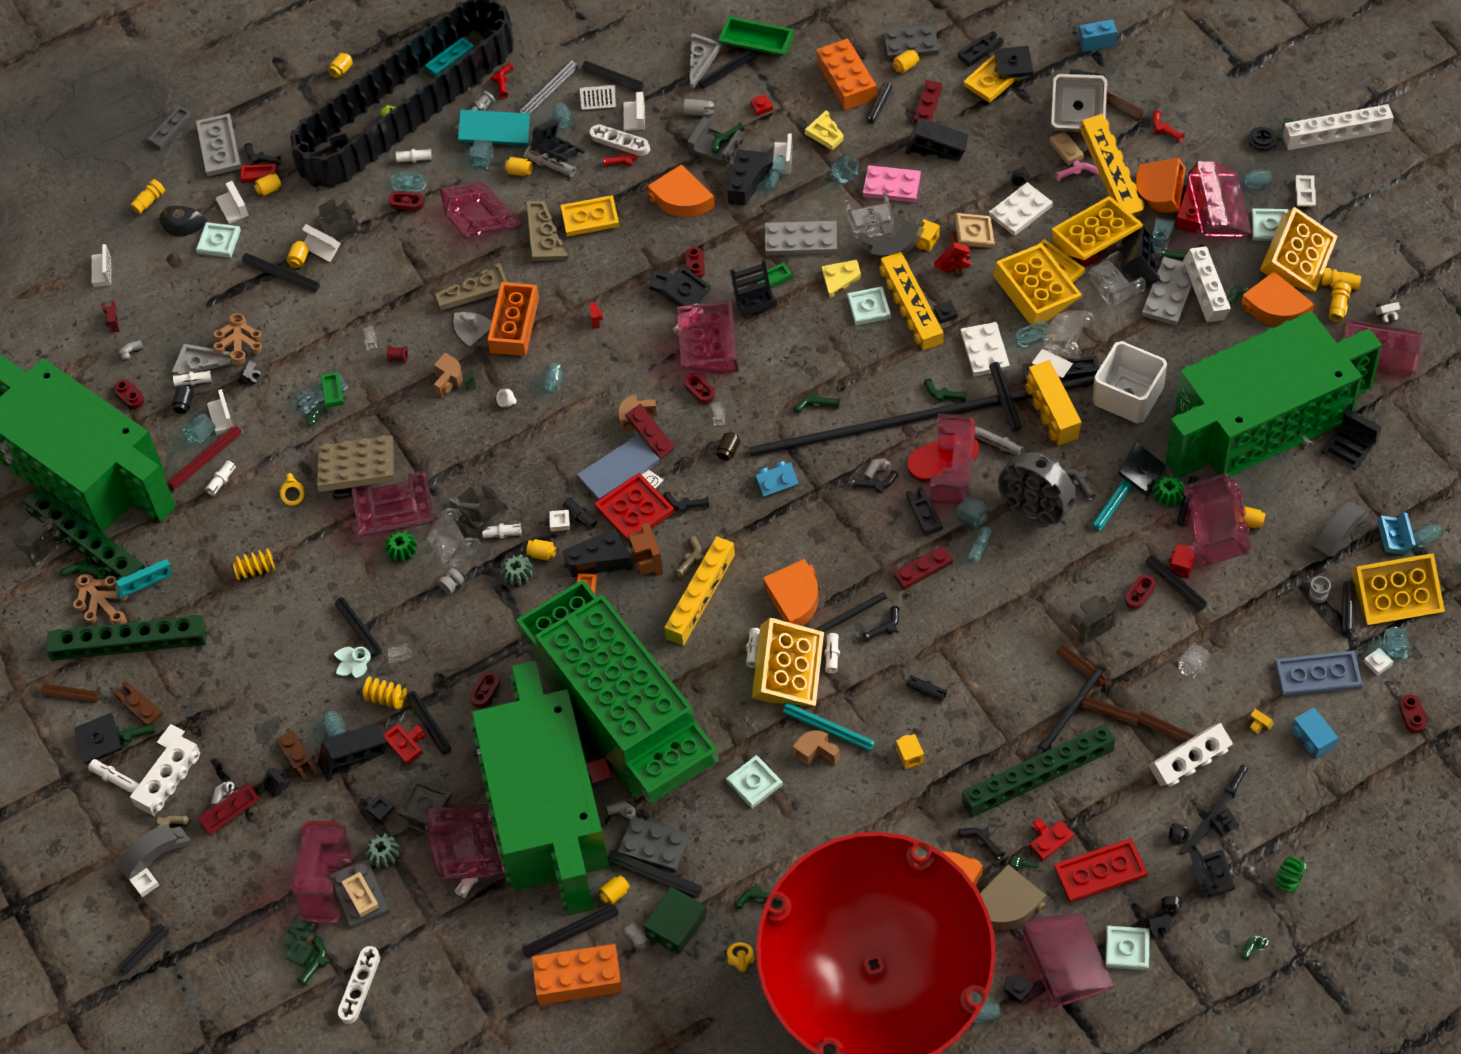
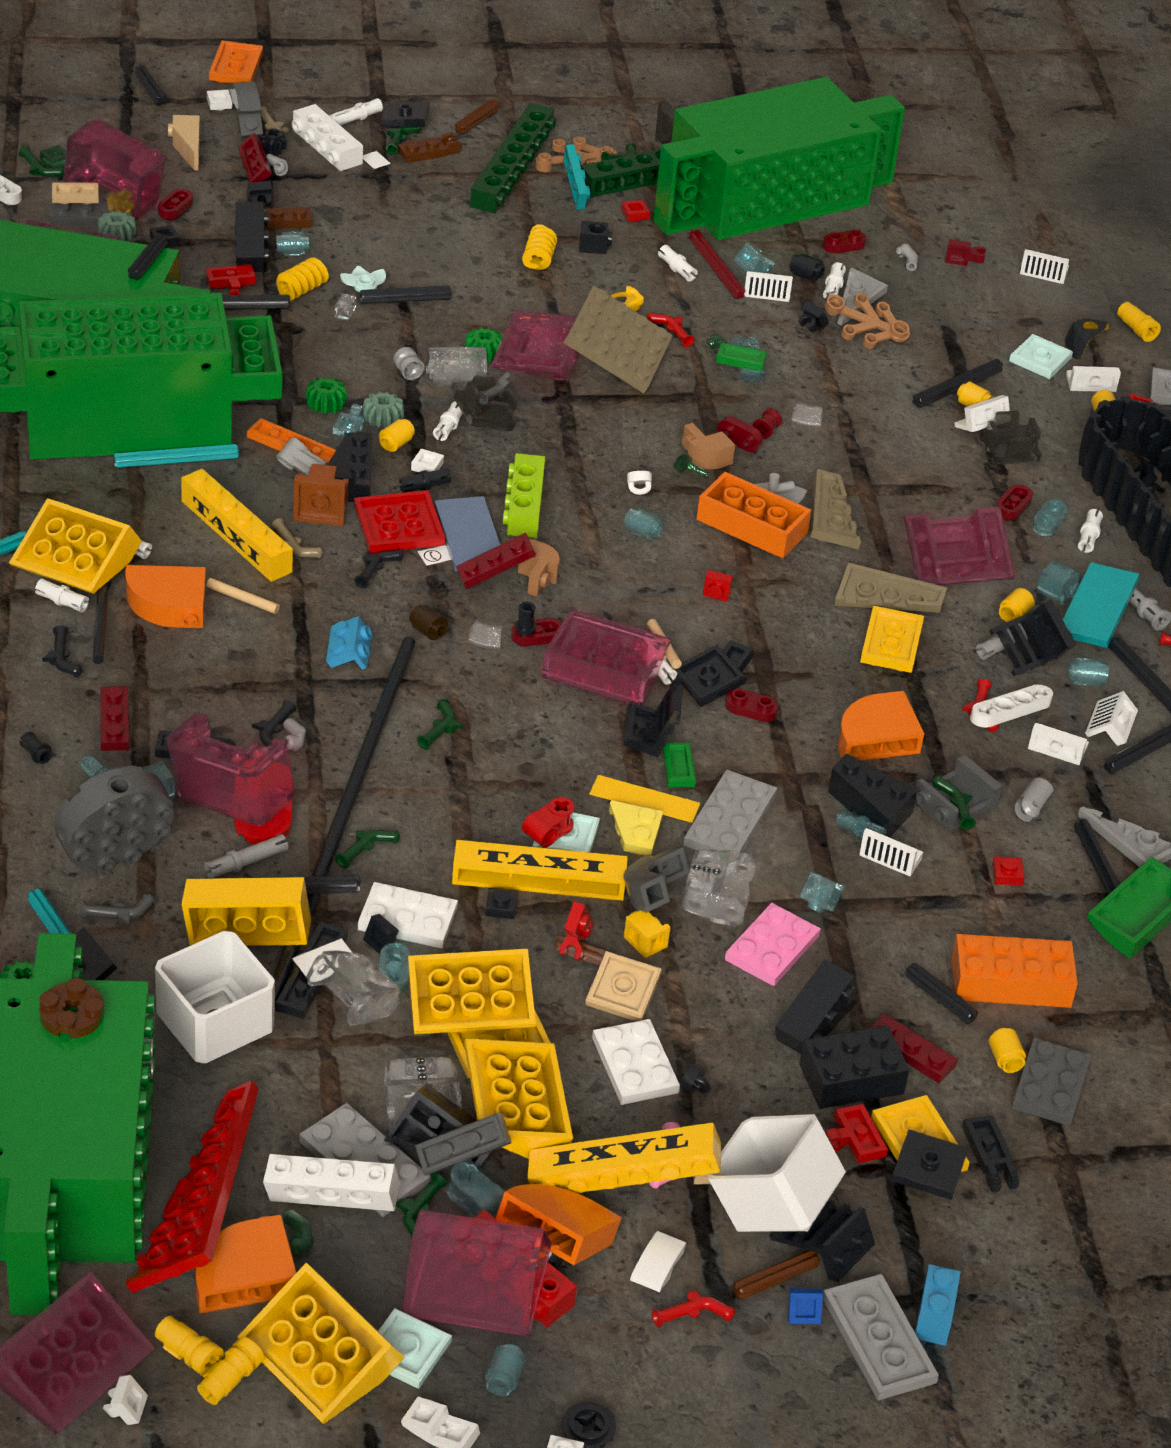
camera: 105 degrees right, 15 degrees down
(76, 900) = (235, 62): none -> orange plate
(161, 531) = (635, 210): none -> red plate
(193, 808) = (273, 142): none -> black gear
(217, 545) = (594, 237): none -> black brick
(221, 871) = (186, 137): none -> tan slope
(304, 451) = (674, 325): none -> red piece
(354, 861) = (120, 201): none -> clear yellow tile
(419, 366) = (741, 433): none -> dark red plate
(498, 720) = (147, 256): none -> black axle
(517, 608) = (326, 395): none -> green gear
(544, 583) = (349, 422): none -> clear light blue plate
(554, 449) = (525, 495): none -> lime brick
(606, 584) = (297, 456): none -> light grey piece
(662, 327) = (670, 654): none -> tan bar
(705, 387) = (525, 624): none -> black pin
(762, 558) = (243, 595): none -> tan bar
(810, 284) = (640, 796): none -> yellow sticker
(825, 131) = (914, 911): light yellow wing -> none
(877, 305) = (550, 822): none -> red piece
(965, 113) = (854, 1067): none -> black brick
(981, 587) = (39, 751): none -> black pin
(1008, 100) = (857, 1132): none -> red plate
(1014, 348) = (380, 932): none -> black plate
(1129, 53) = (880, 1337): none -> light grey plate
(1134, 85) = (804, 1306): none -> blue tile
(1151, 232) = (463, 1144): none -> dark grey tile
(1152, 147) = (658, 1261): none -> white slope
(1225, 337) = (200, 1200): none -> red wing
(1228, 378) = (66, 995): none -> reddish brown plate

